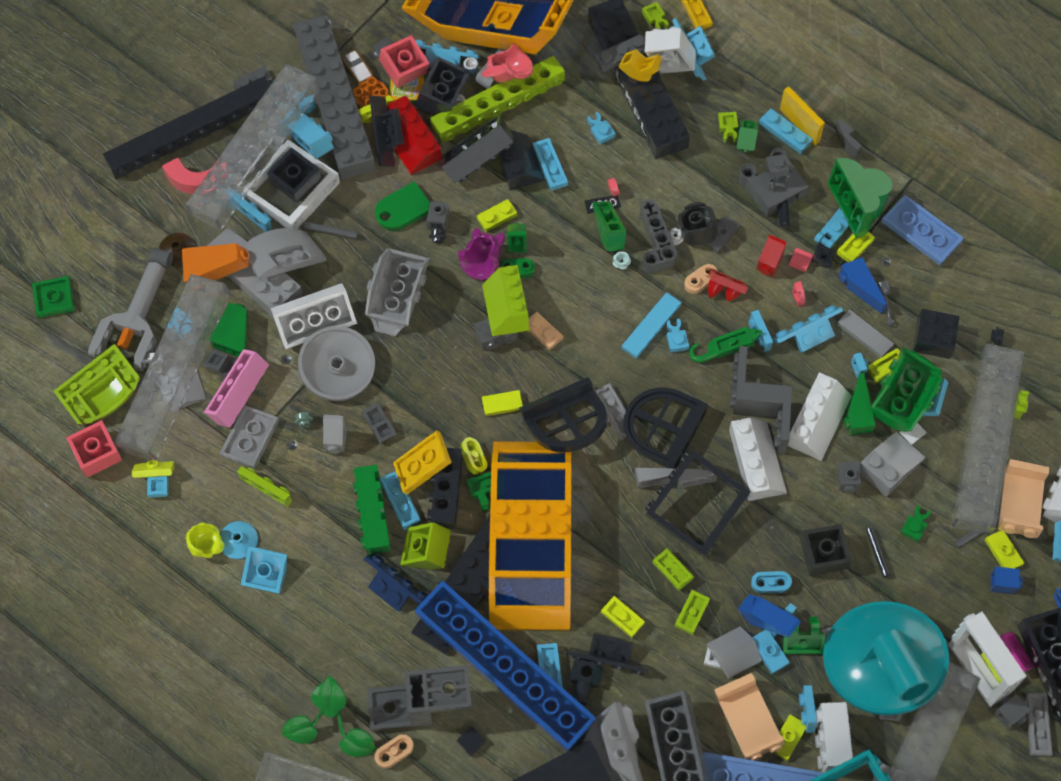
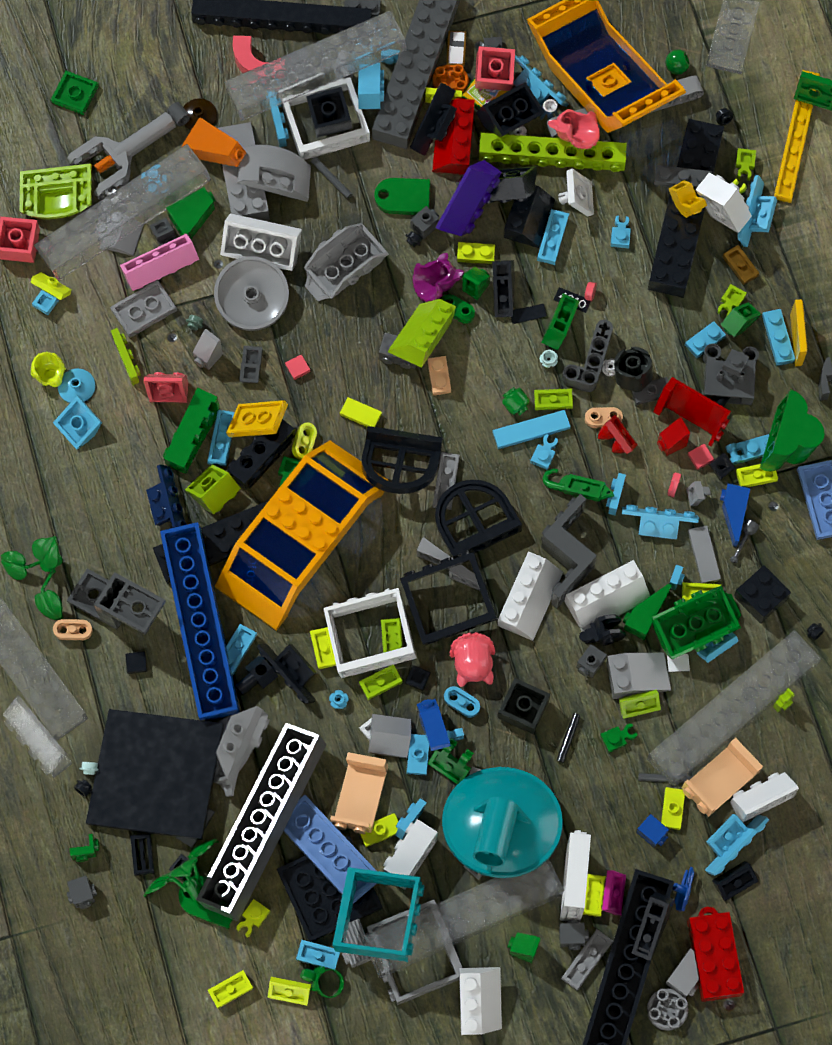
camera: 35 degrees right, 5 degrees up
(323, 487) = (166, 387): none -> coral slope
(420, 400) = (297, 367): none -> coral tile
(466, 171) = (469, 199): none -> dark purple slope
(542, 227) = (503, 288): none -> black slope
(545, 116) = (579, 193): none -> white tile
(575, 237) = (528, 313): none -> black sticker
(622, 310) = (515, 401): none -> green head
(650, 290) = (553, 399): none -> lime plate
(668, 656) = (338, 704): none -> medium azure plate
(677, 597) = (376, 661): none -> white window
(713, 94) = (740, 265): none -> pearl gold plate
(718, 588) = (417, 678): none -> black tile
(731, 168) = (709, 335): none -> medium azure plate
(753, 539) = (473, 658): none -> coral hair
(774, 221) = (694, 408): none -> red panel
(822, 289) = (697, 493): none -> light grey tile
(838, 447) = (602, 631): none -> black hinge
(912, 485) = (639, 704): none -> lime plate
(986, 748) = (524, 946): none -> green slope

